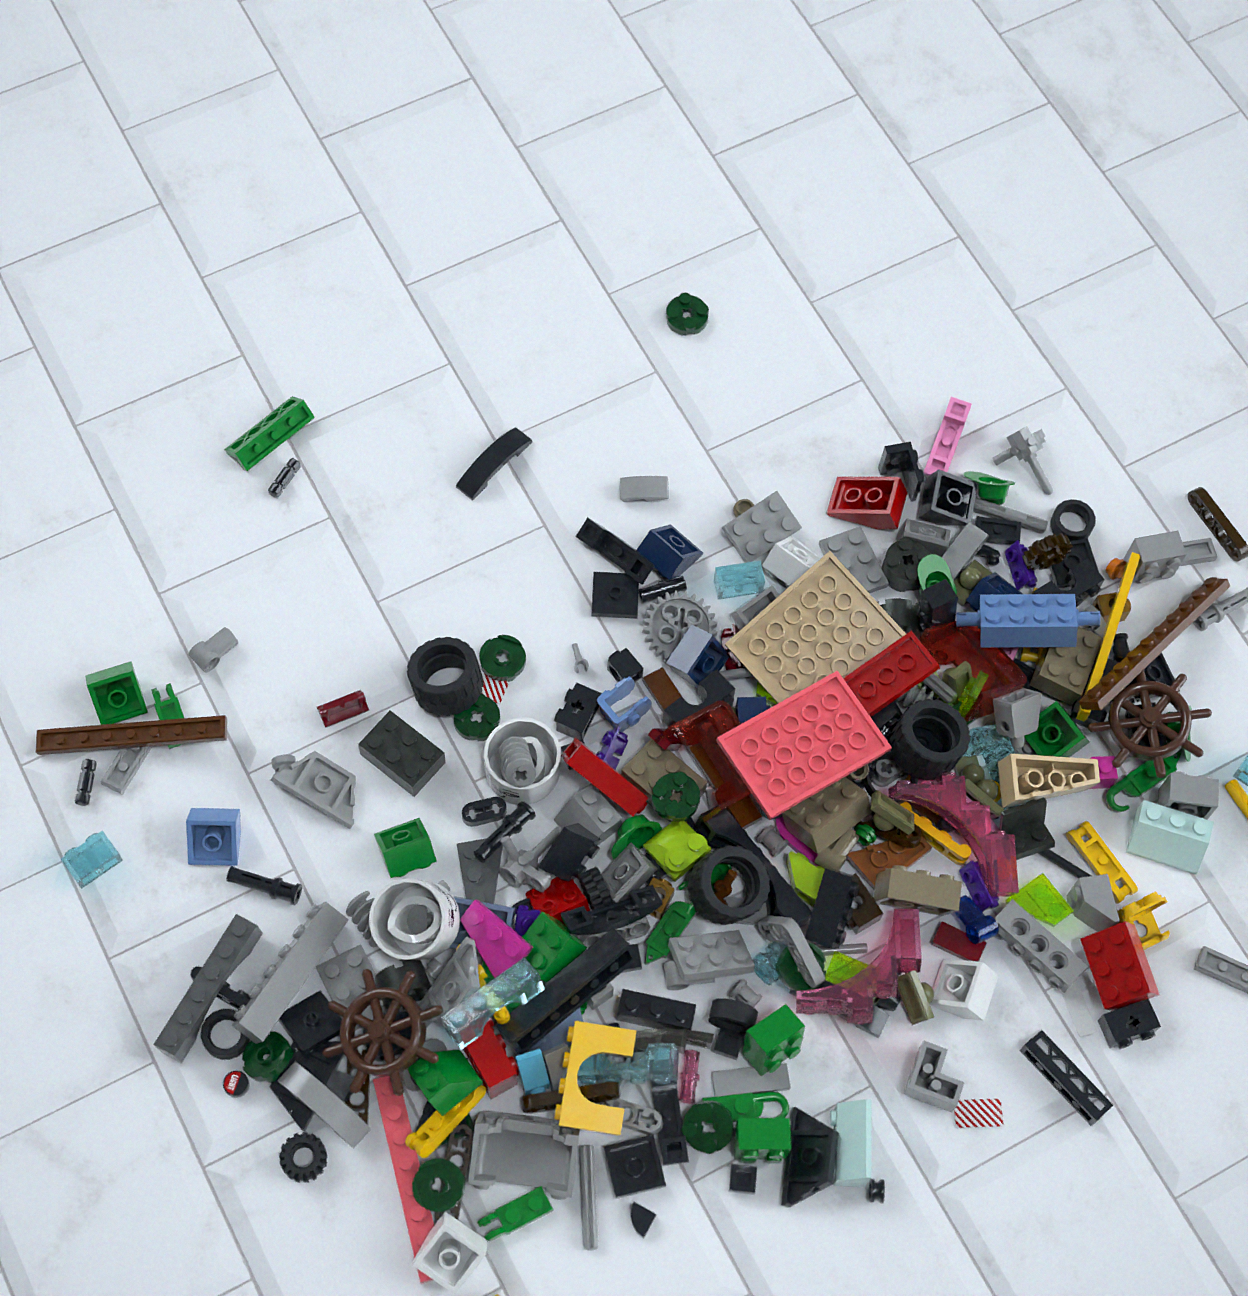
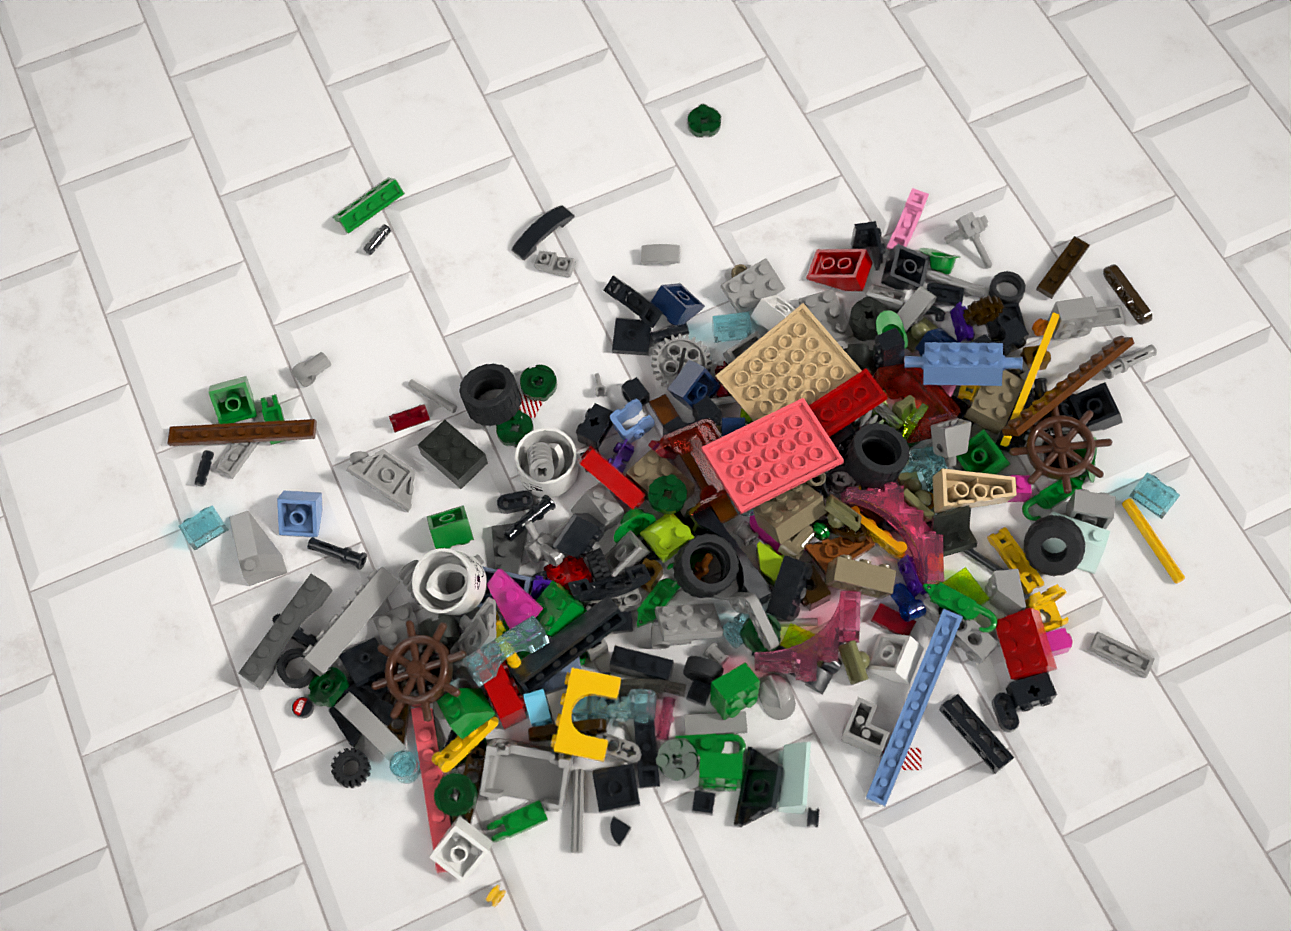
camera: 10 degrees right, 0 degrees up
(161, 887) = (255, 551): none -> light grey wedge
(370, 679) = (431, 395): none -> light grey bar
(372, 1153) = (405, 767): none -> clear light blue wheel
(510, 504) = (553, 264): none -> light grey slope
(823, 1043) = (776, 696): none -> light grey piece
(991, 1050) = (914, 708): none -> medium blue plate
(1038, 920) = (959, 604): none -> green plate
(1104, 1047) = (1009, 710): none -> black beam
(1139, 492) = (1062, 267): none -> dark brown plate
(1148, 821) = (1054, 563): none -> black tyre
(1160, 960) = (1059, 641): none -> dark pink brick
(1192, 661) = (1101, 403): none -> black slope

